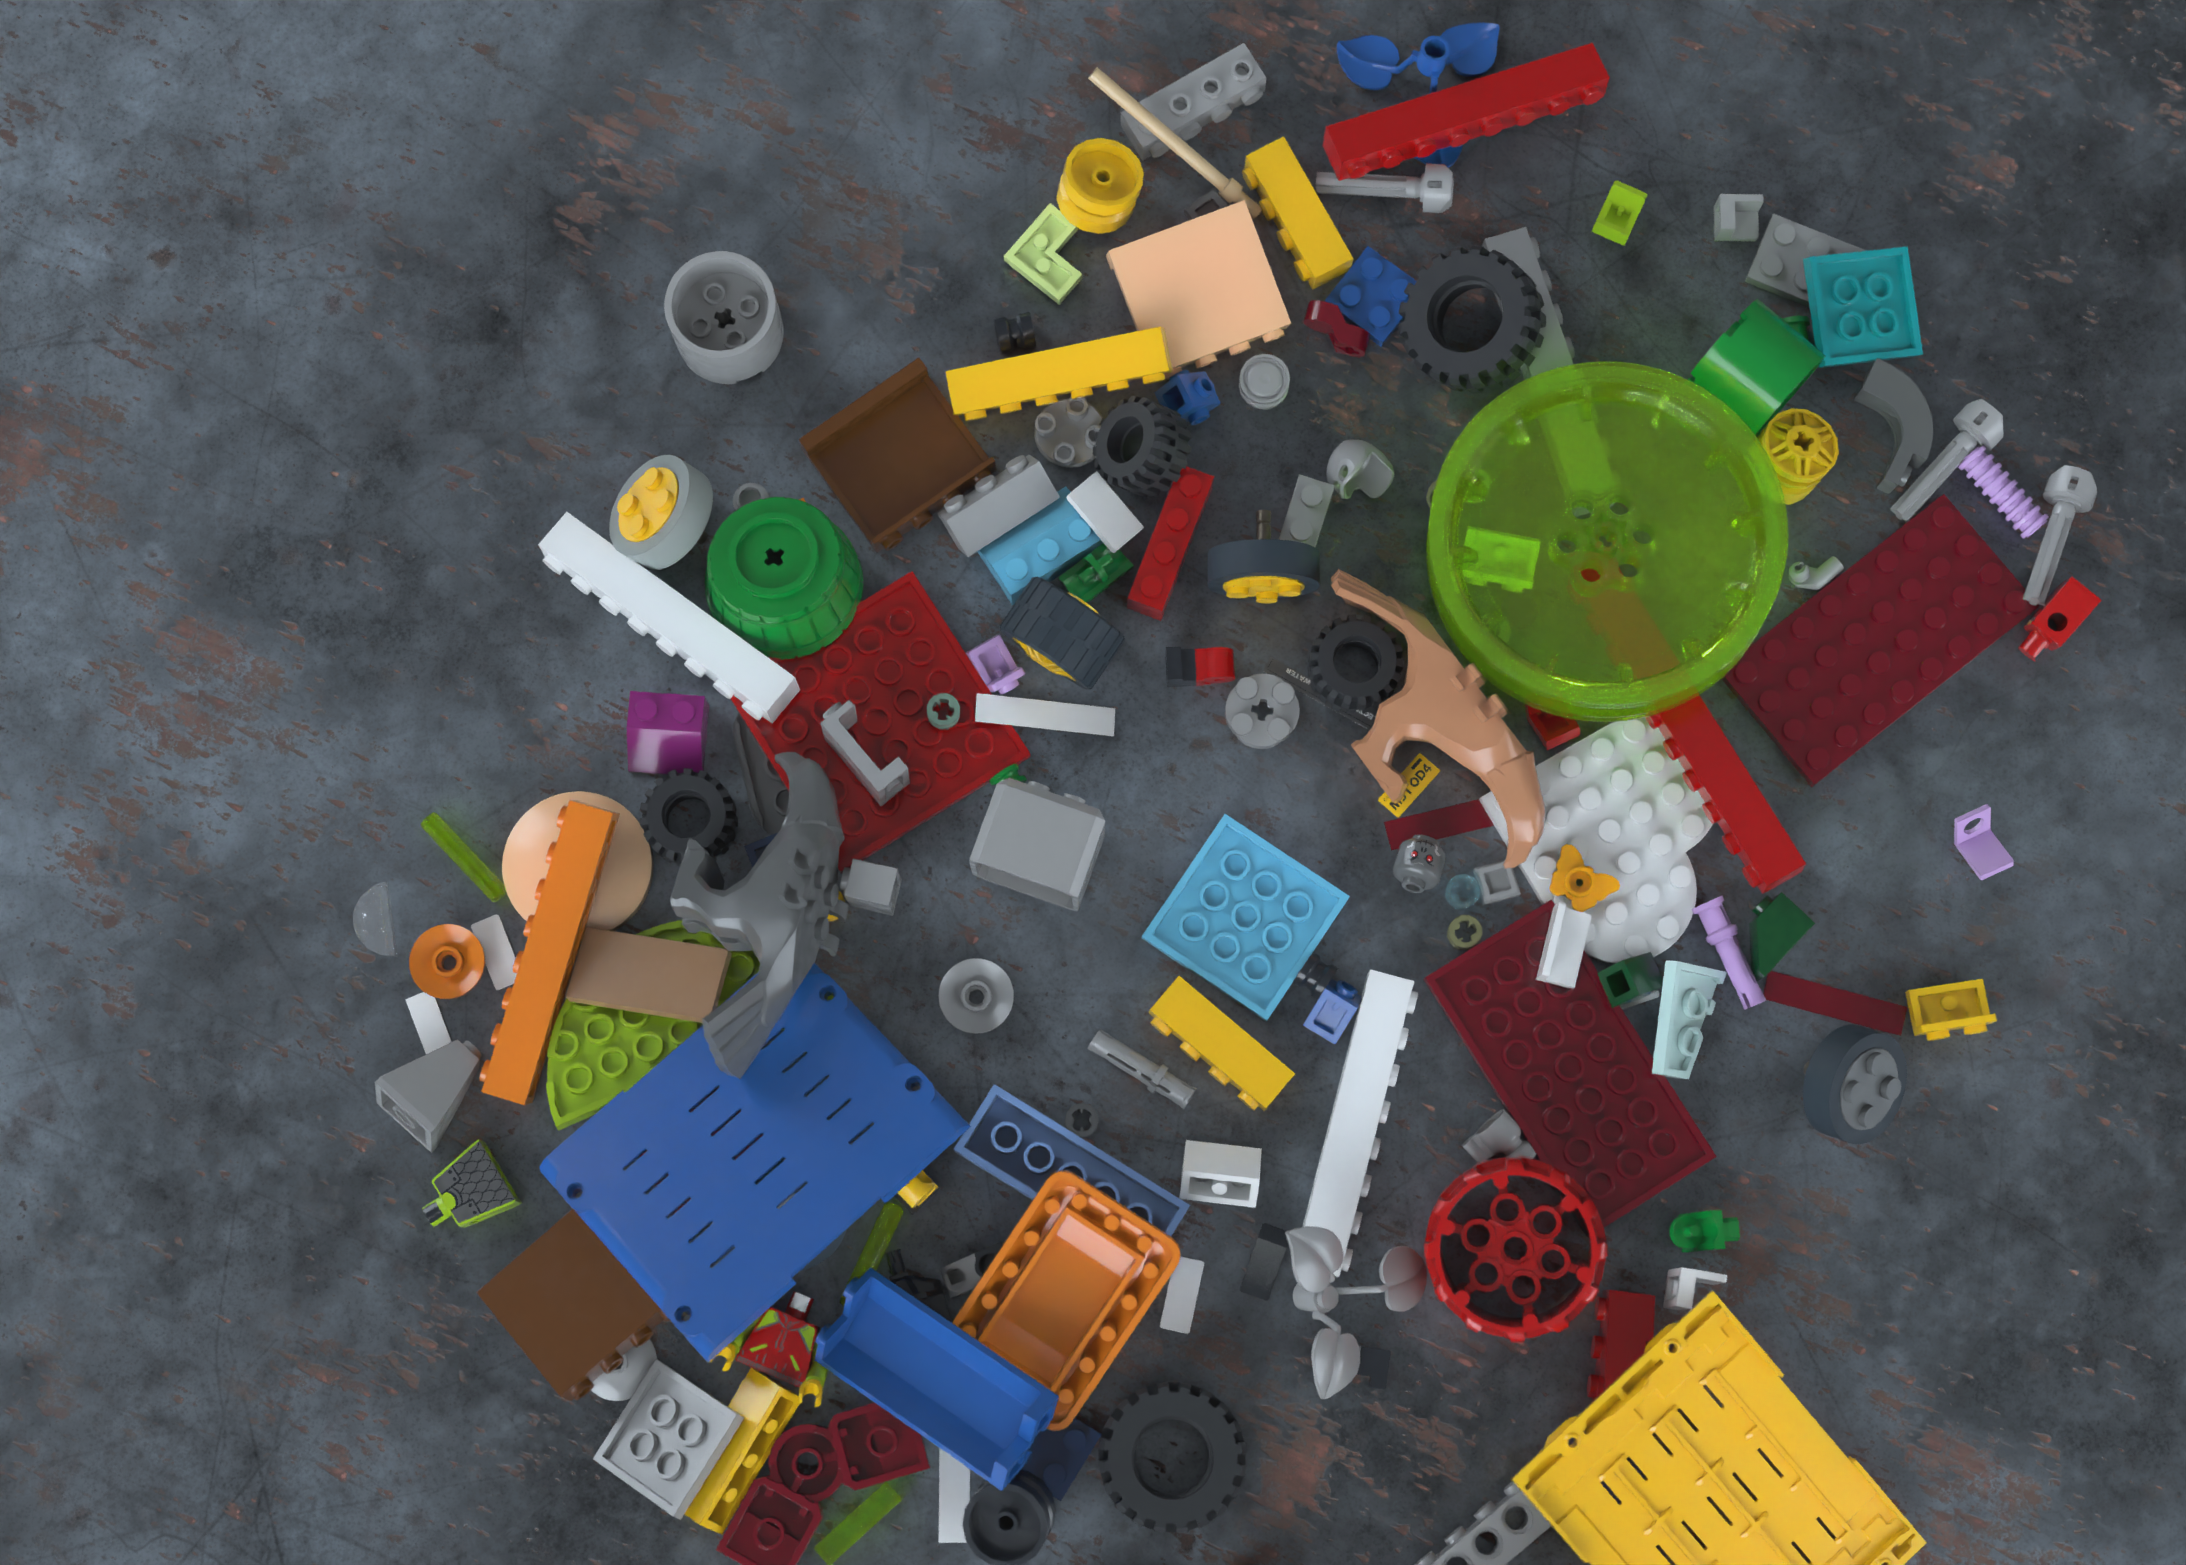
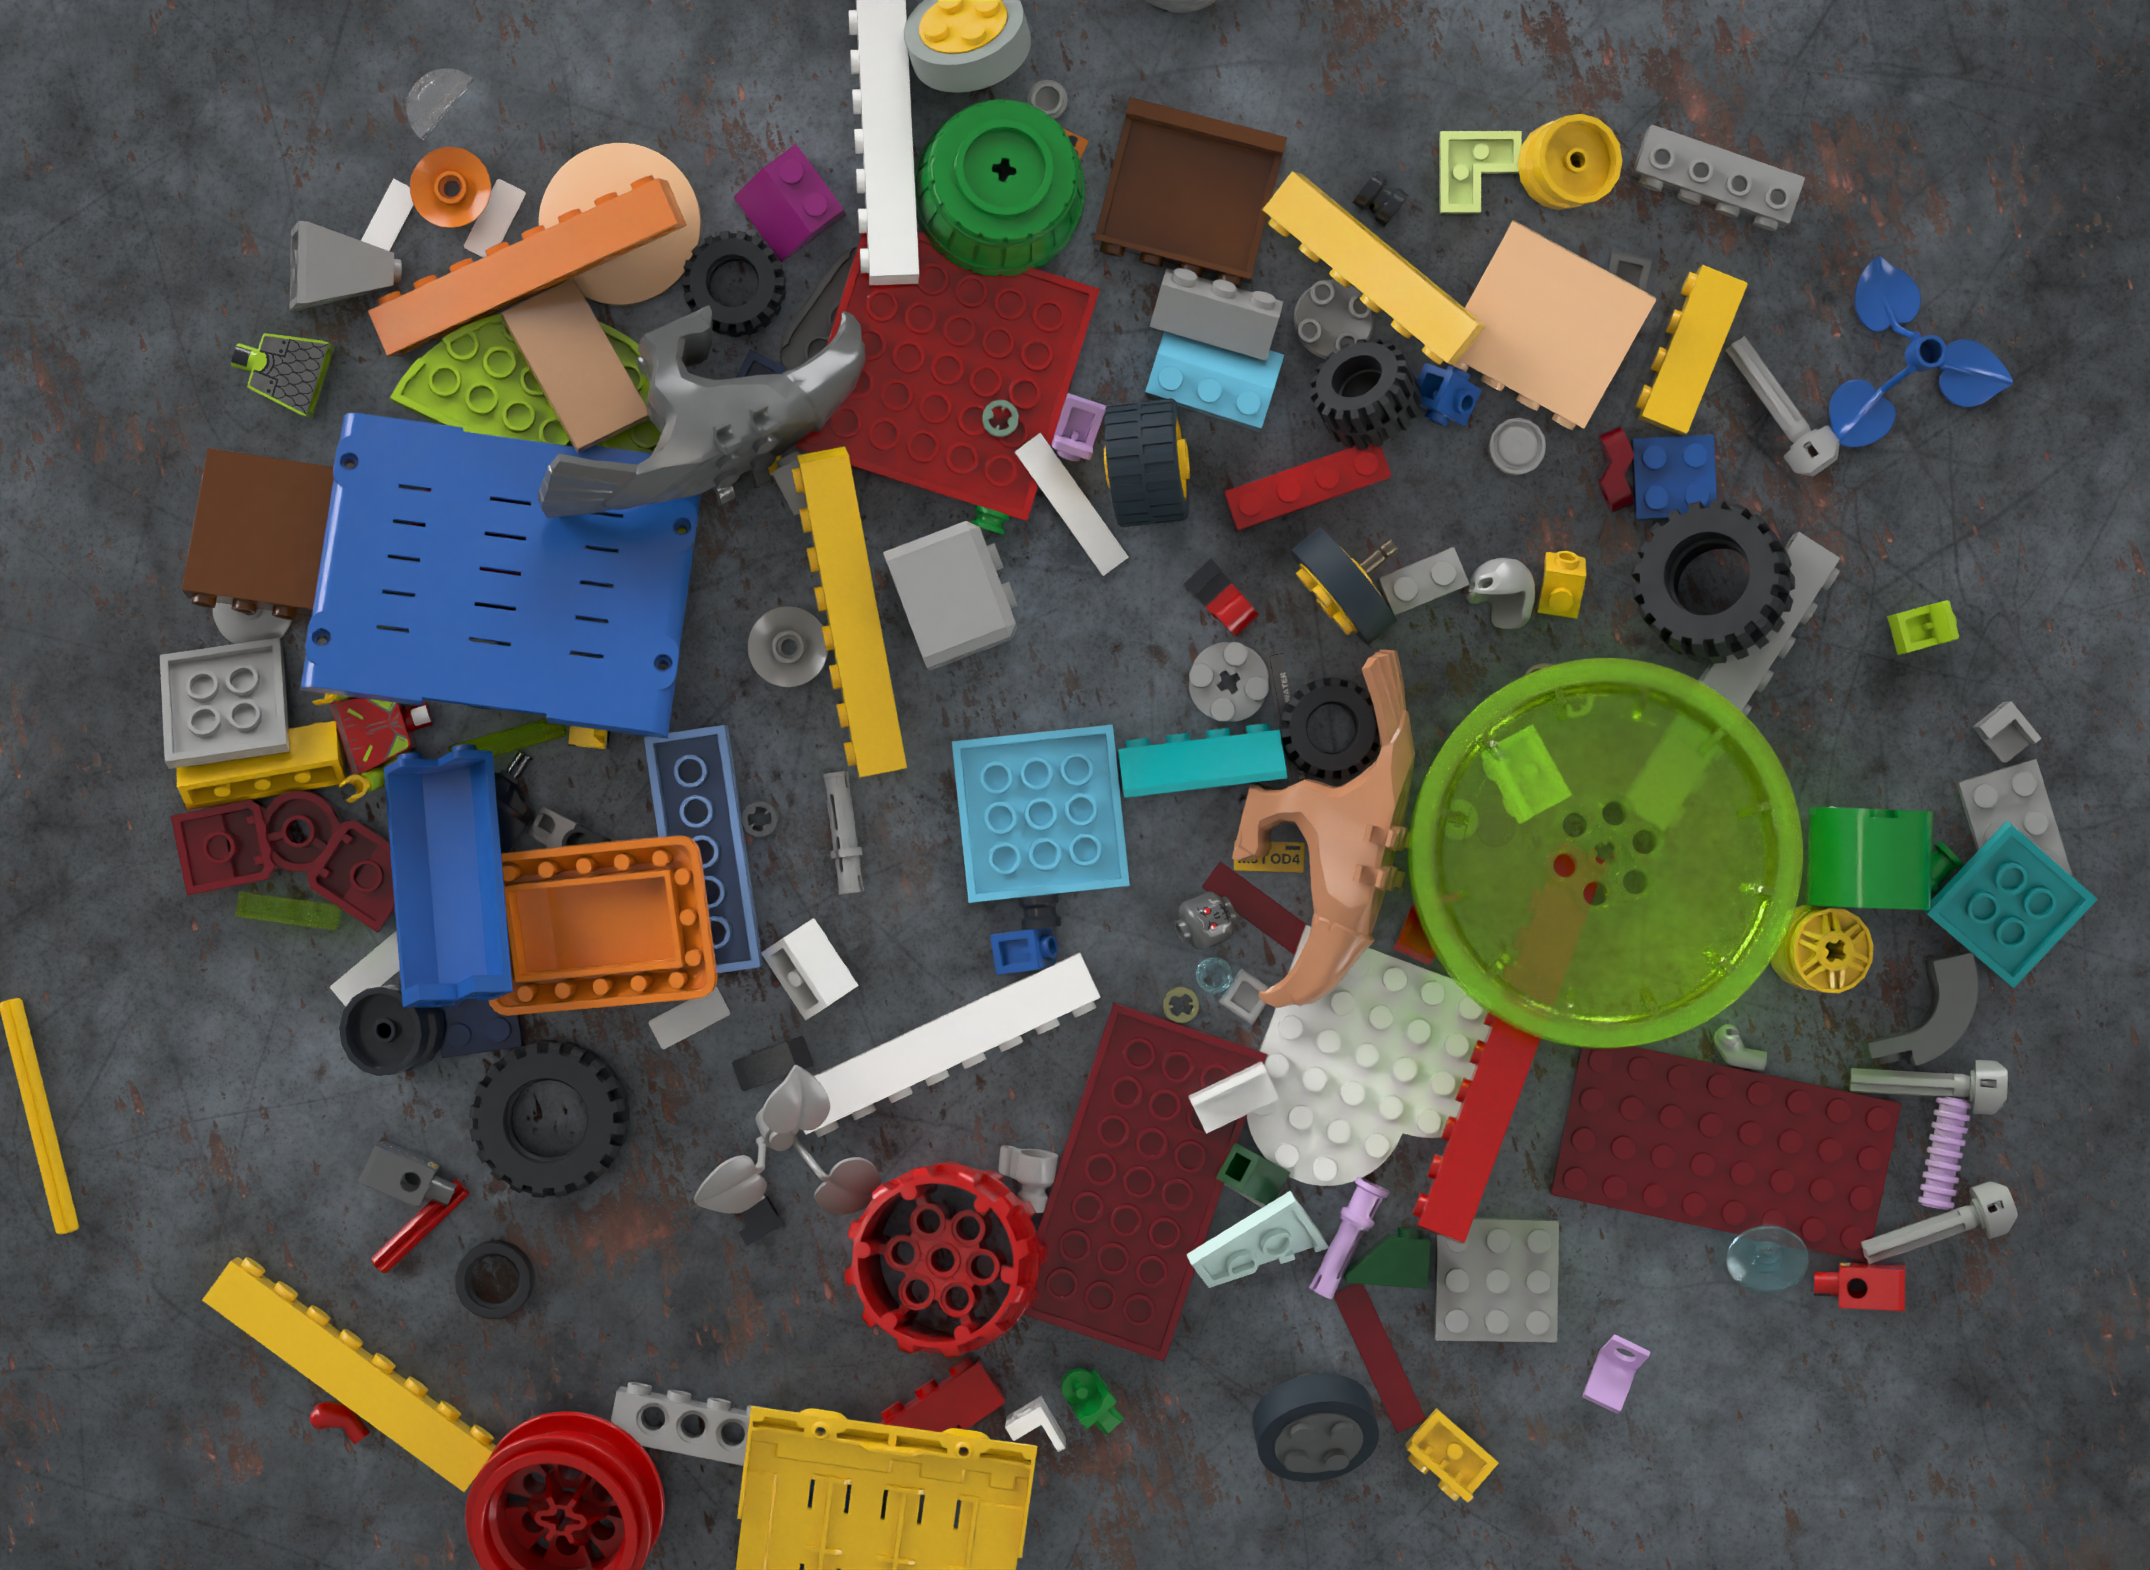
camera: 45 degrees right, 10 degrees up
(463, 857) = (547, 123): clear neon green axle -> none
(879, 784) = (889, 423): light grey panel -> none
(991, 924) = (851, 611): none -> yellow brick
(1095, 573) = (1227, 445): green hips -> none
(1104, 512) = (1282, 409): white panel -> none
(1221, 1044) = (917, 881): yellow brick -> none
(1228, 189) = (1663, 273): tan bar -> none
(1305, 772) = (1202, 762): none -> teal slope
(1386, 428) = (1562, 584): none -> yellow bracket
(1465, 112) = (1903, 421): red brick -> none
(1594, 885) = (1303, 1050): light orange animal -> none
(1849, 874) = (1499, 1282): none -> light grey plate
(1994, 673) = (1765, 1270): none -> clear light blue dish

